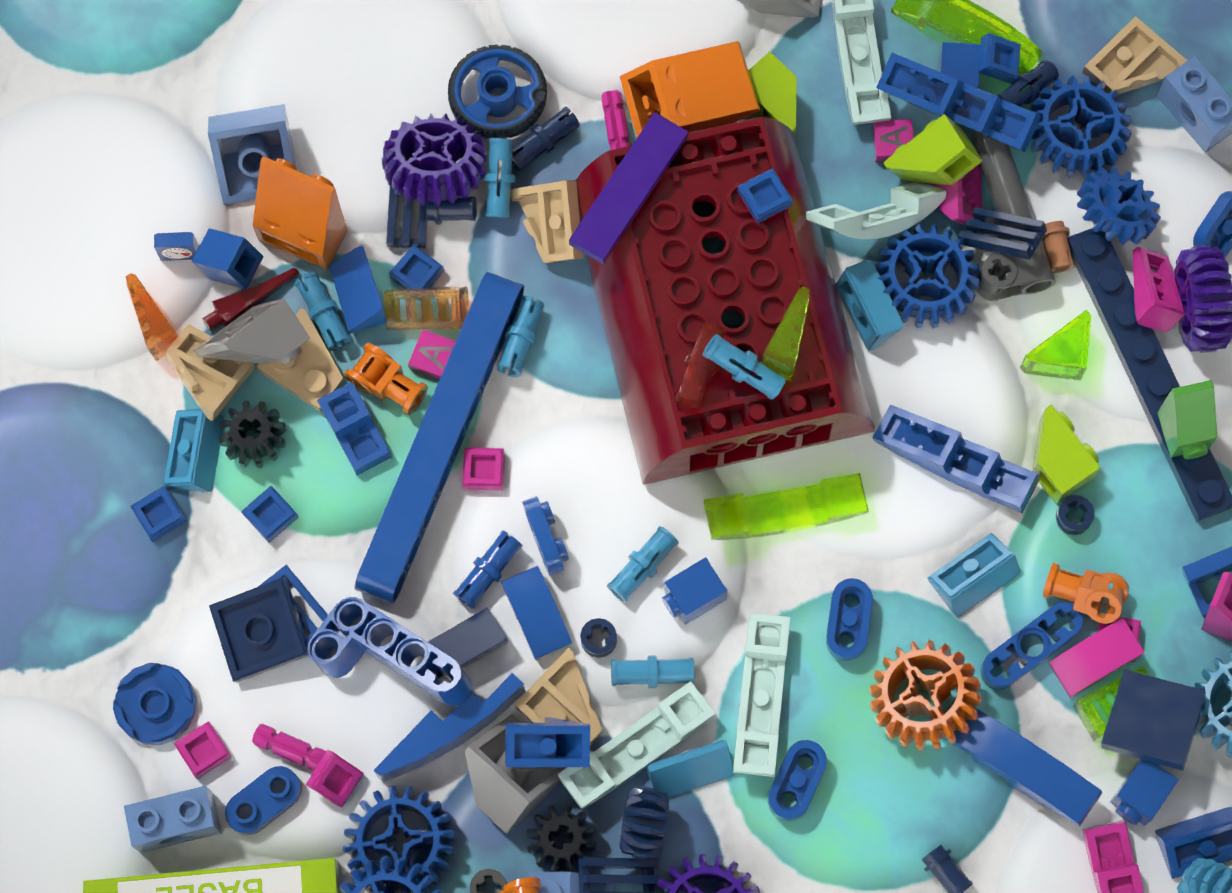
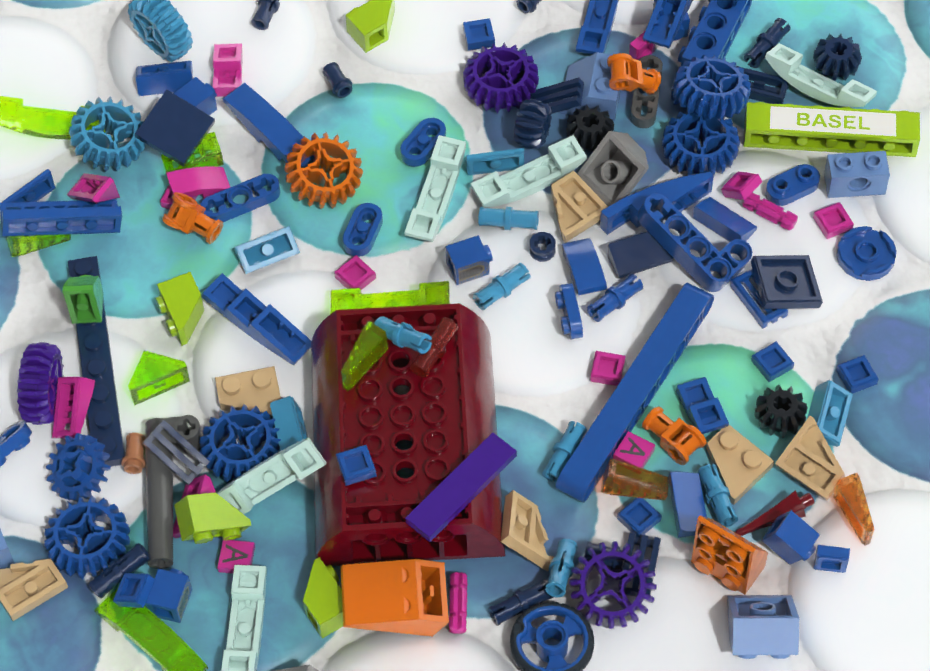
camera: 170 degrees left, 15 degrees down
(258, 336) = (776, 462): light grey slope -> none
(352, 722) = (723, 220): none -> blue slope
(547, 744) = (584, 164): blue slope -> none
(843, 553) = (355, 274): none -> dark pink tile
(935, 357) = (249, 388): none -> tan wing
(958, 101) = (174, 550): blue slope -> none
(1086, 520) = (183, 264): dark blue bush -> none

